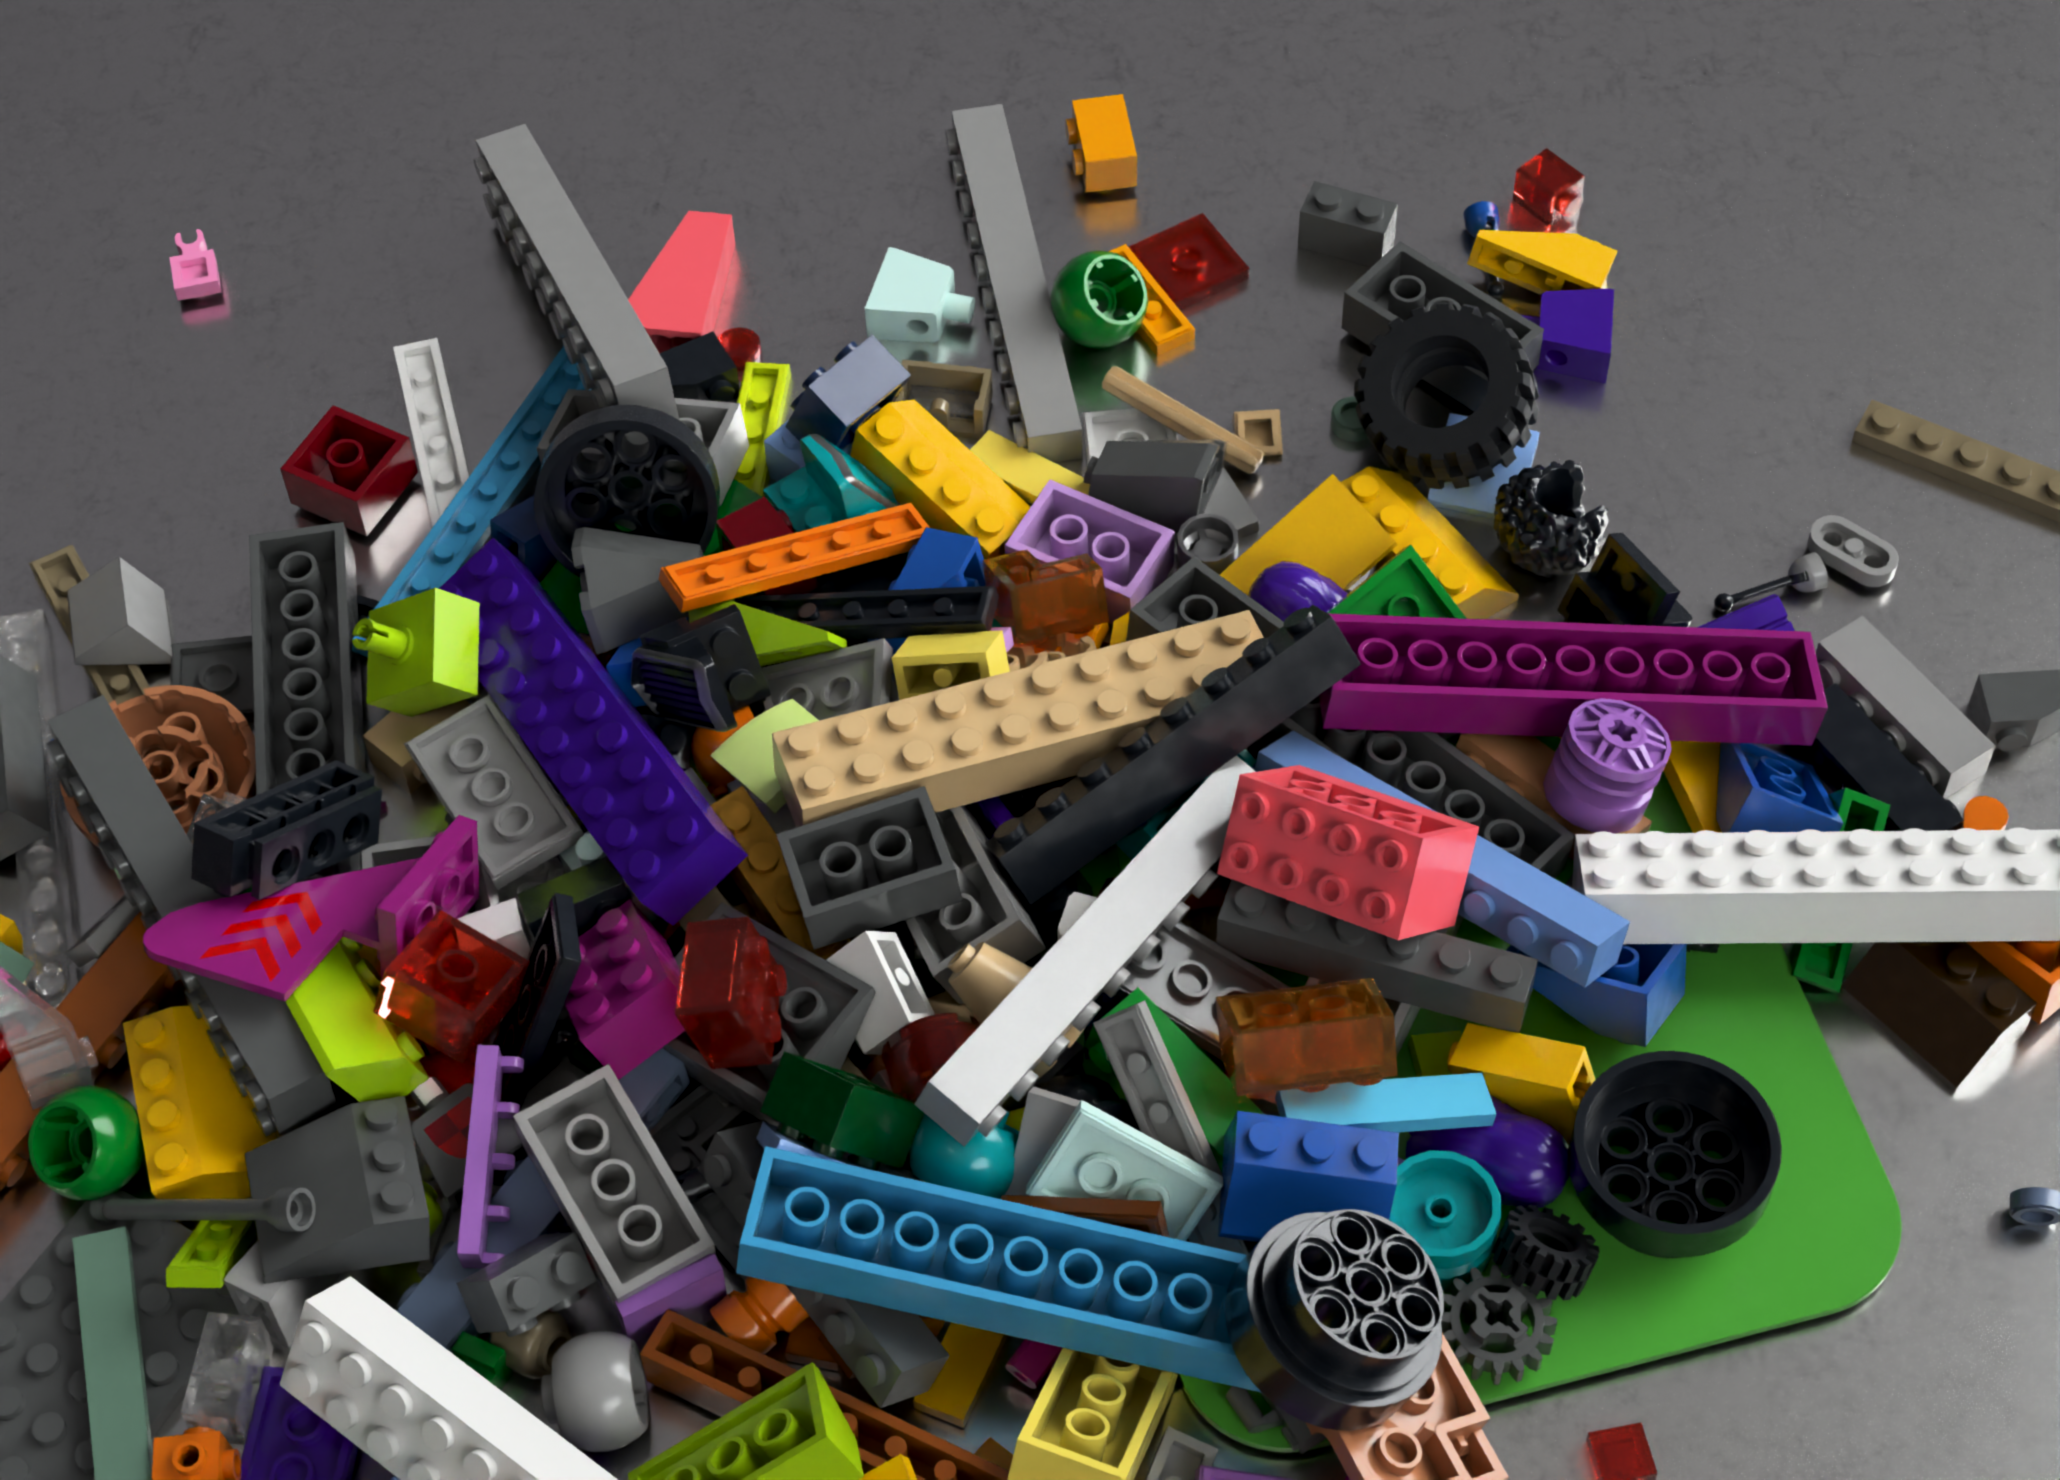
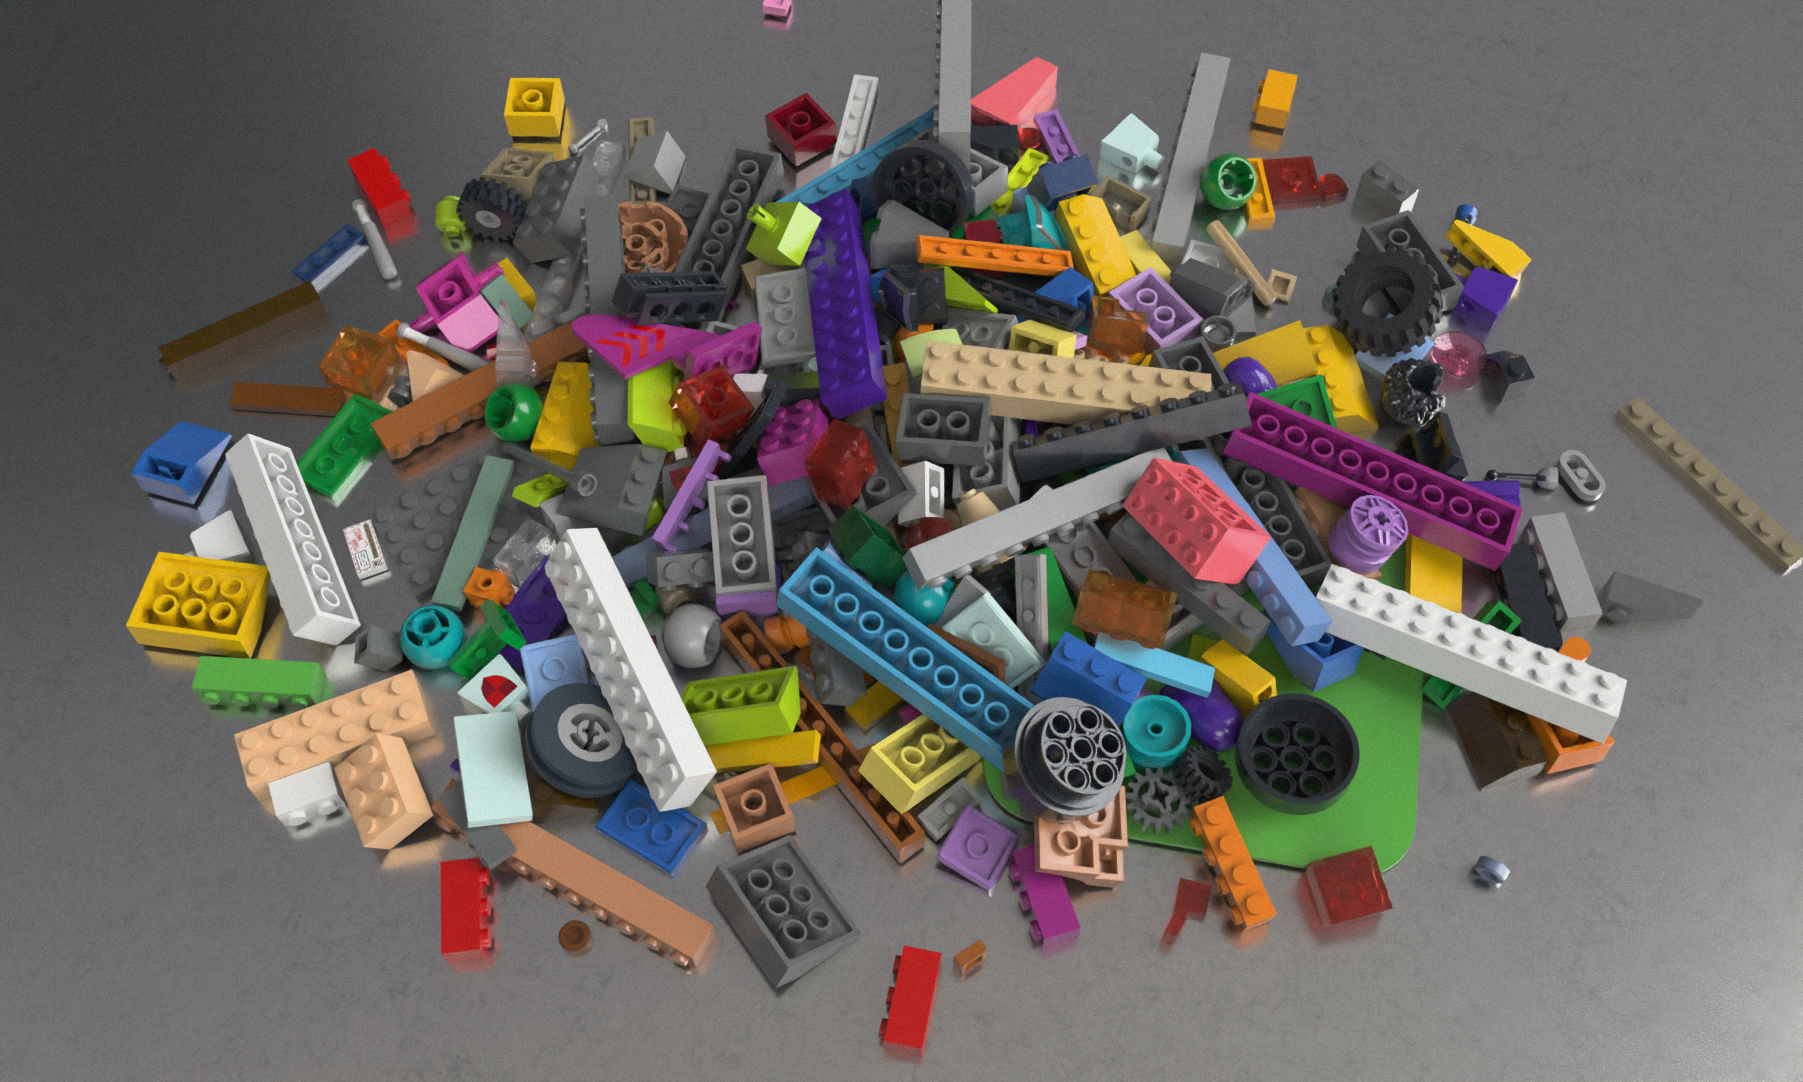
camera: 25 degrees right, 5 degrees up
(785, 331) = (1055, 135): none -> medium lavender plate
(1258, 249) = (1332, 187): none -> clear red tile
(1549, 188) = (1512, 211): clear red brick -> none
(1583, 433) = (1465, 347): none -> clear pink dish
(1660, 1373) = (1232, 864): none -> orange brick
(1669, 438) = (1508, 375): none -> black slope
(1770, 792) = (1459, 587): blue slope -> none
(1849, 1329) = (1348, 887): none -> clear red brick

